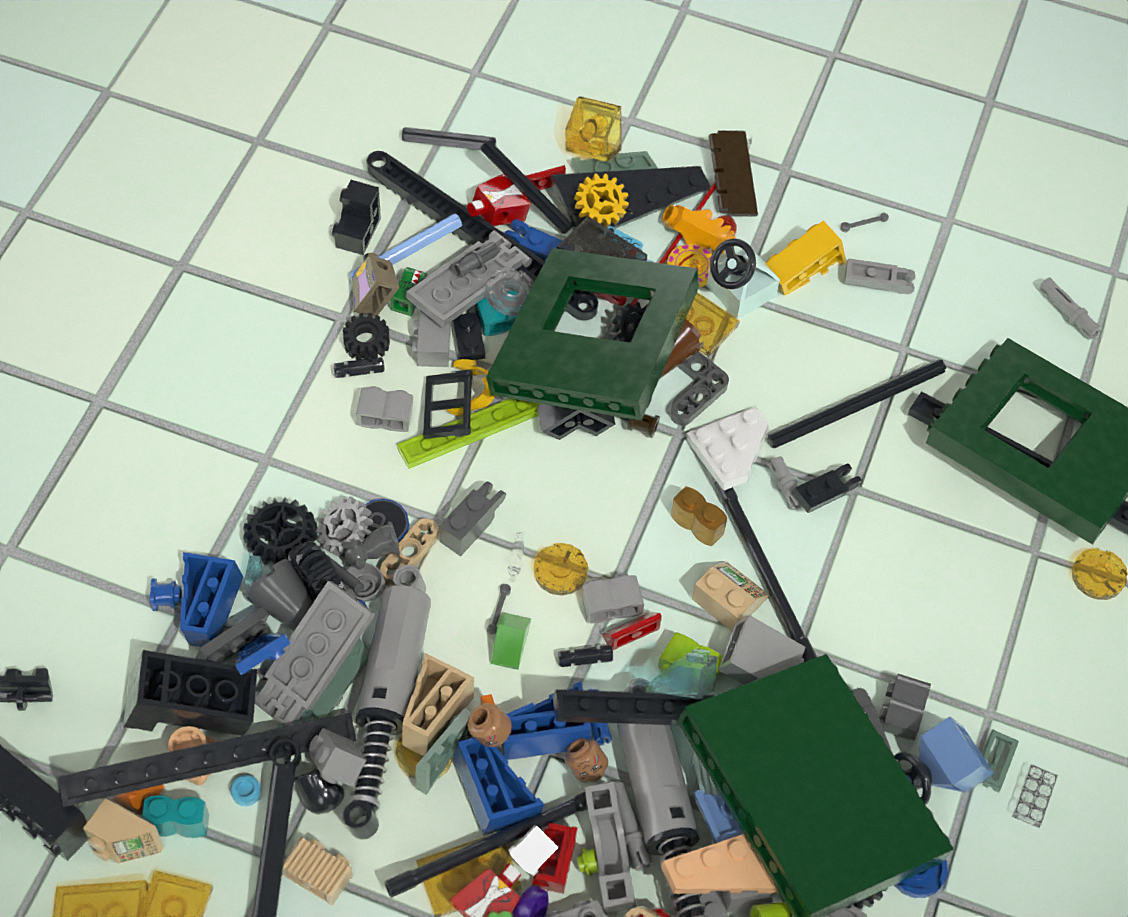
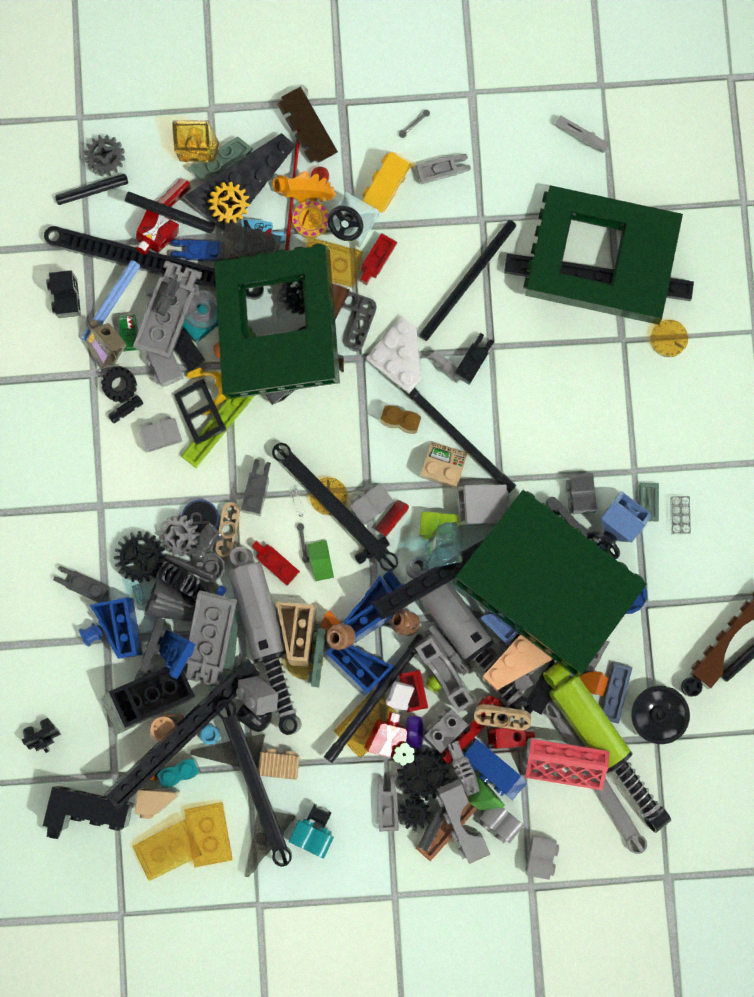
camera: 25 degrees left, 25 degrees up
(188, 532) = (83, 585): none -> dark grey hinge
(250, 822) = (225, 754): none -> clear smoke wing
(450, 616) = (276, 563): none -> red hinge
(482, 112) = (97, 156): none -> dark grey gear
(564, 583) = (335, 507): none -> black piece
(753, 334) = (377, 257): none -> red hinge

